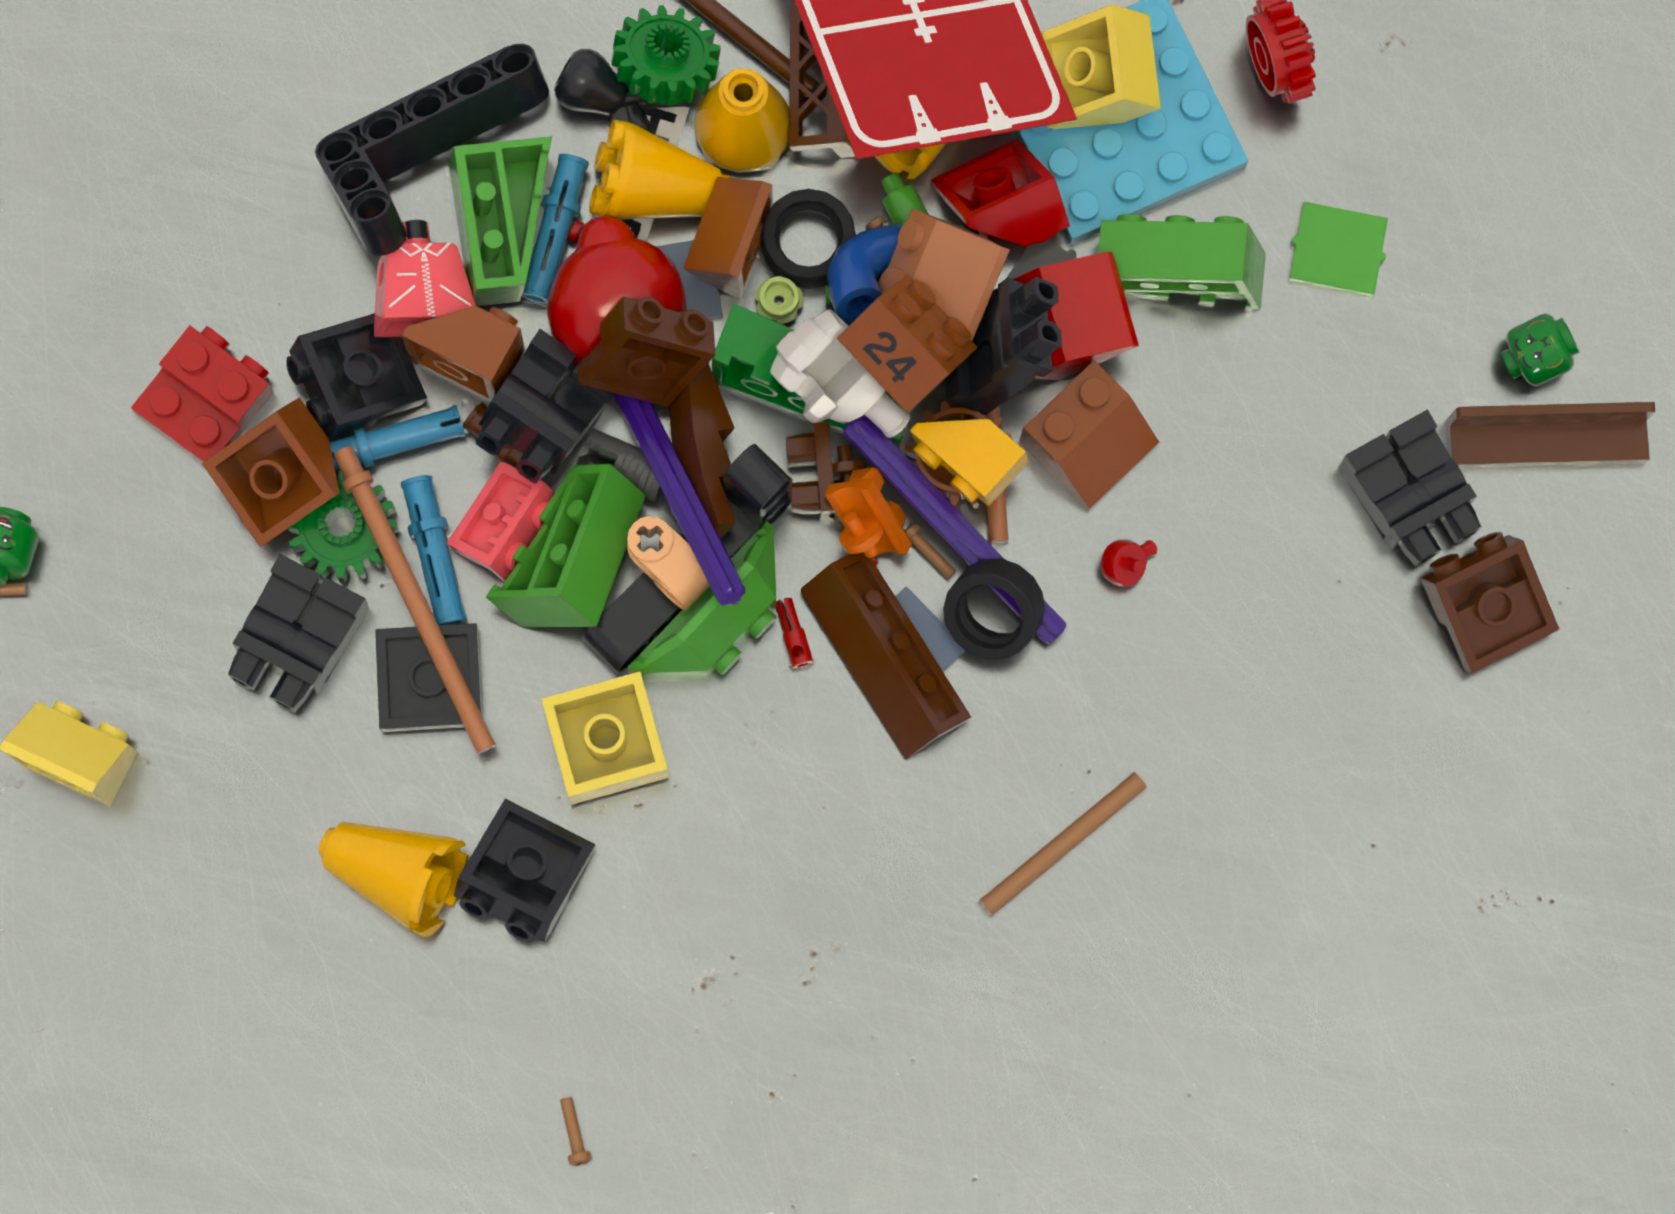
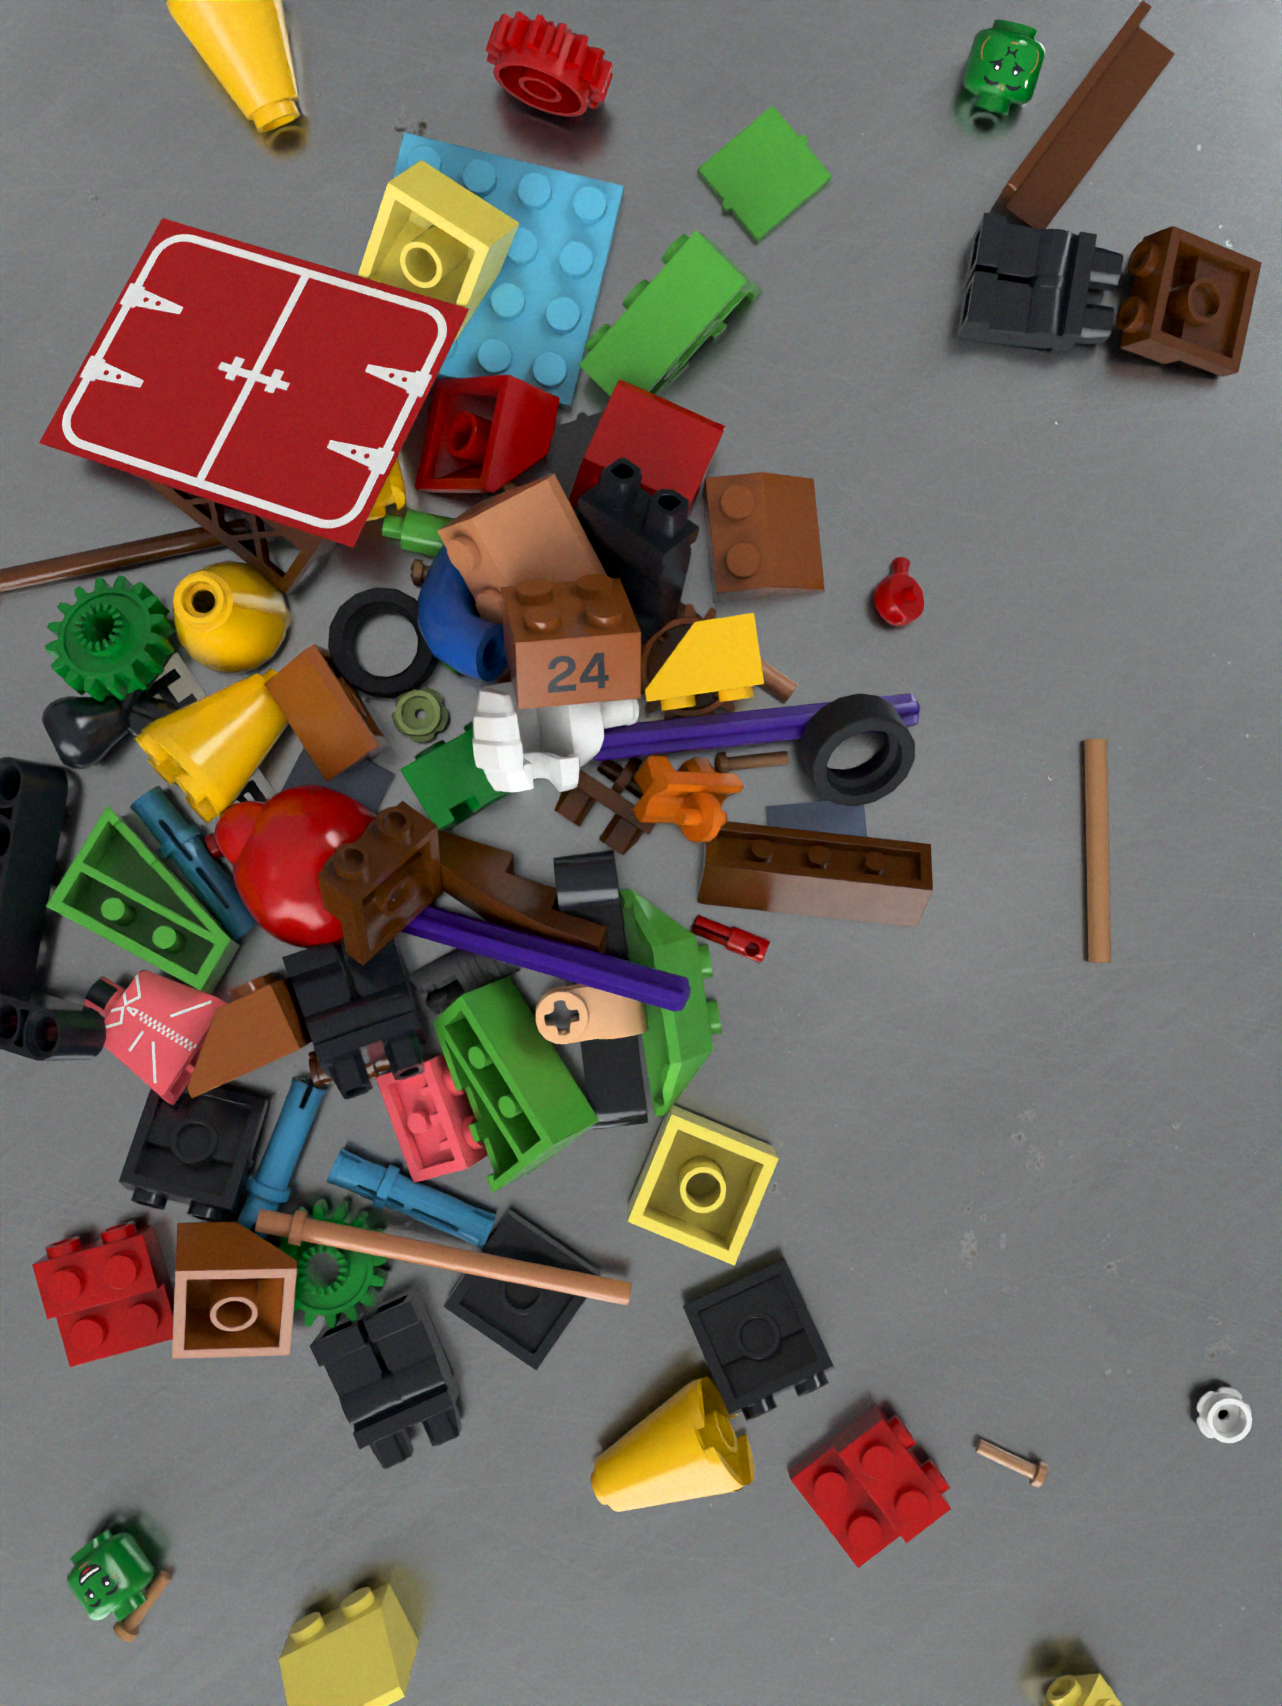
camera: 45 degrees left, 10 degrees up
(477, 1039) = (871, 1486): none -> red plate

